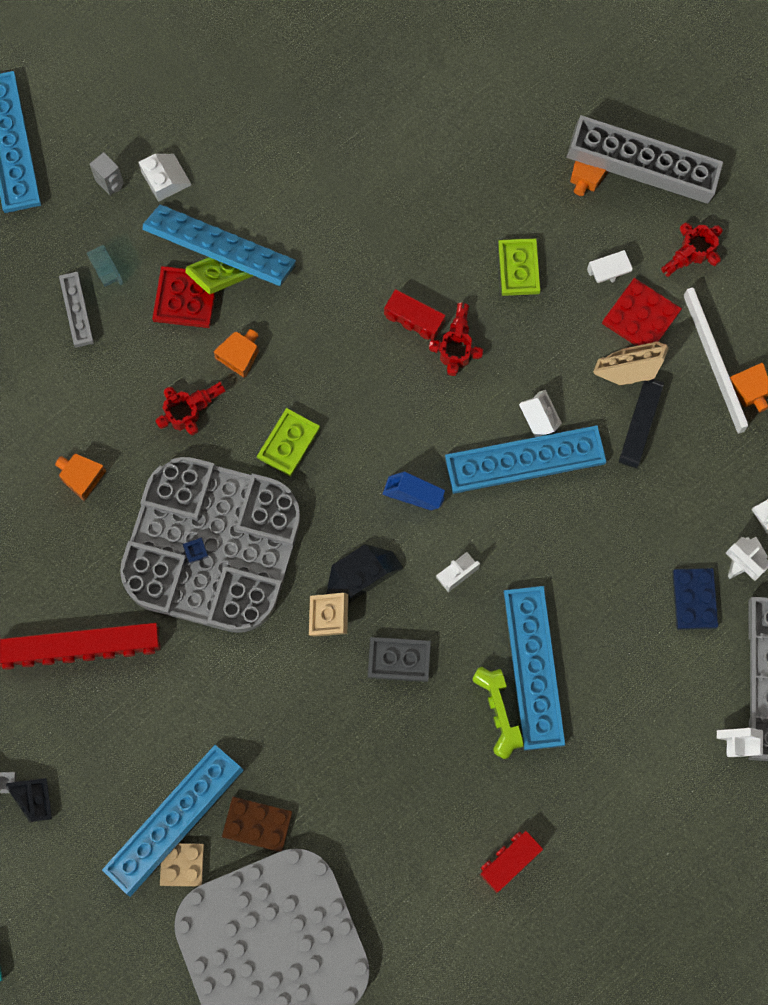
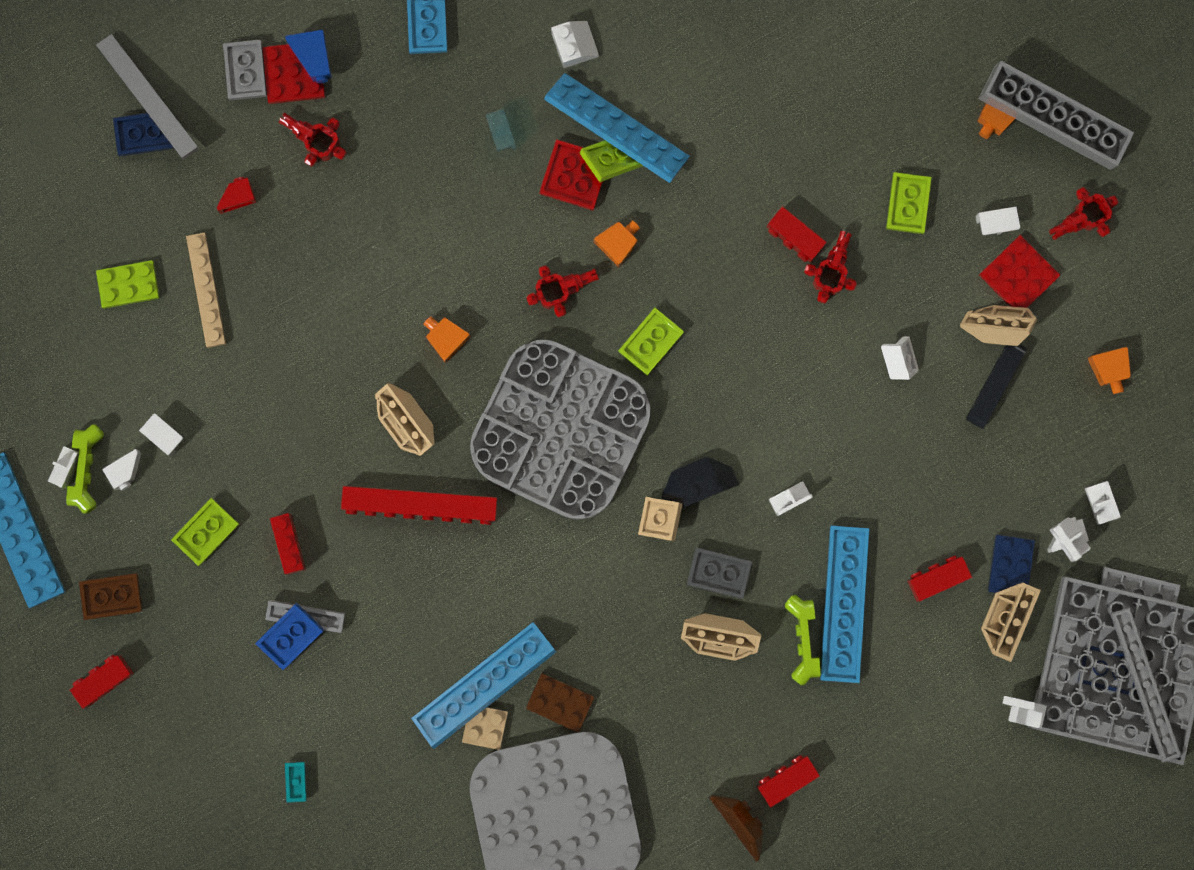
camera: 10 degrees right, 10 degrees up
(32, 798) = (356, 641): black wing -> none
(48, 561) = (404, 419): none -> tan wedge
(76, 309) = (466, 168): light grey plate -> none
(107, 174) = (518, 34): light grey brick -> none
(195, 550) = (544, 434): dark blue plate -> none
(412, 724) = (720, 636): none -> tan wedge
(414, 491) = (763, 413): blue slope -> none
(470, 915) = (742, 823): none -> reddish brown wedge
(525, 459) = (876, 400): dark azure plate -> none
(624, 623) = (939, 578): none -> red brick
(704, 649) = (1008, 619): none -> tan wedge
(715, 360) = (1082, 334): white tile -> none

